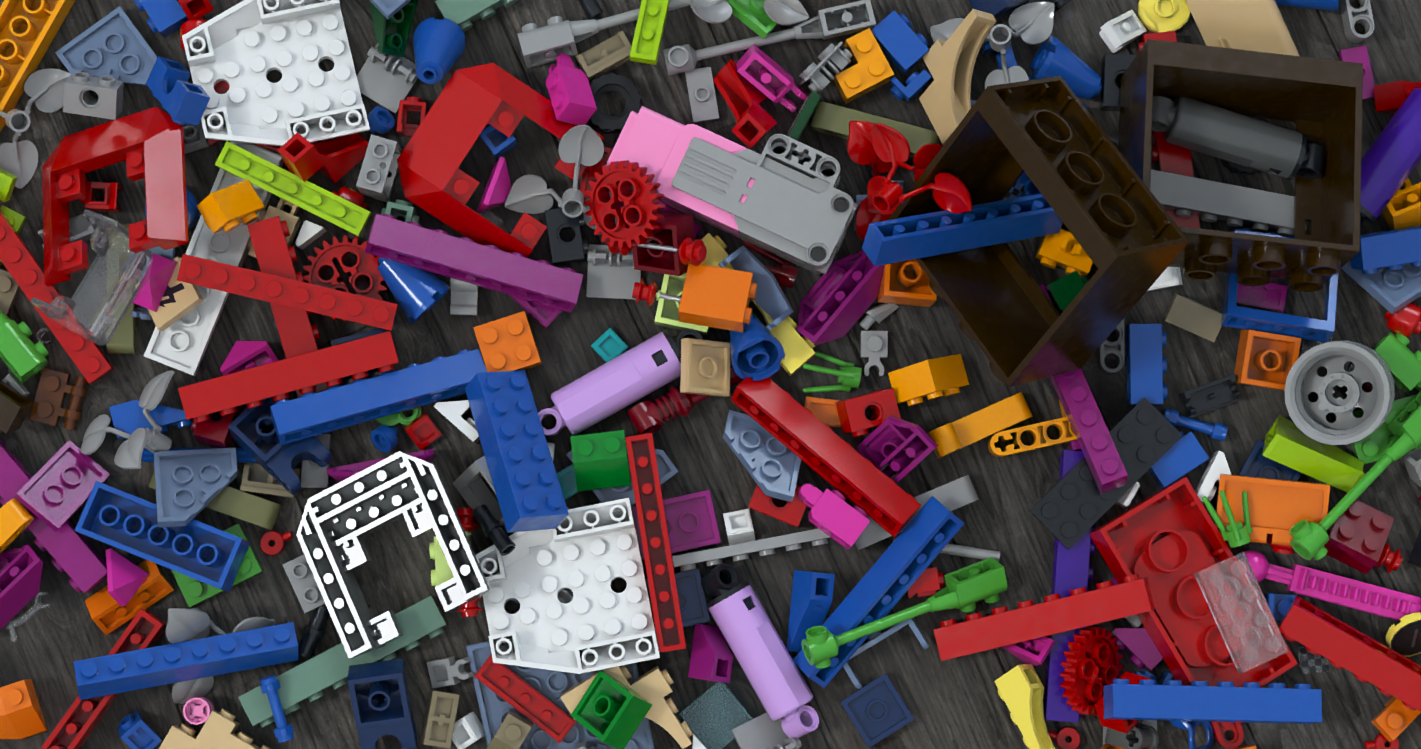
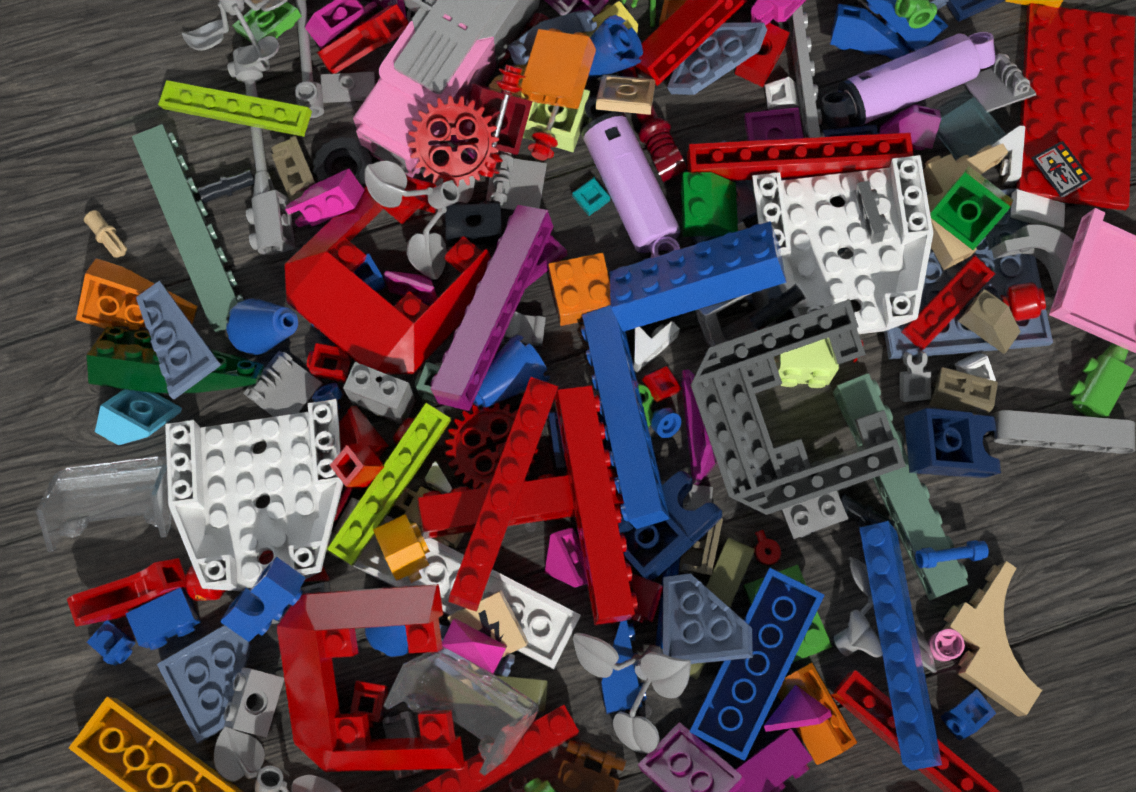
camera: 80 degrees left, 10 degrees down
(609, 610) = (868, 201): none -> dark grey plate

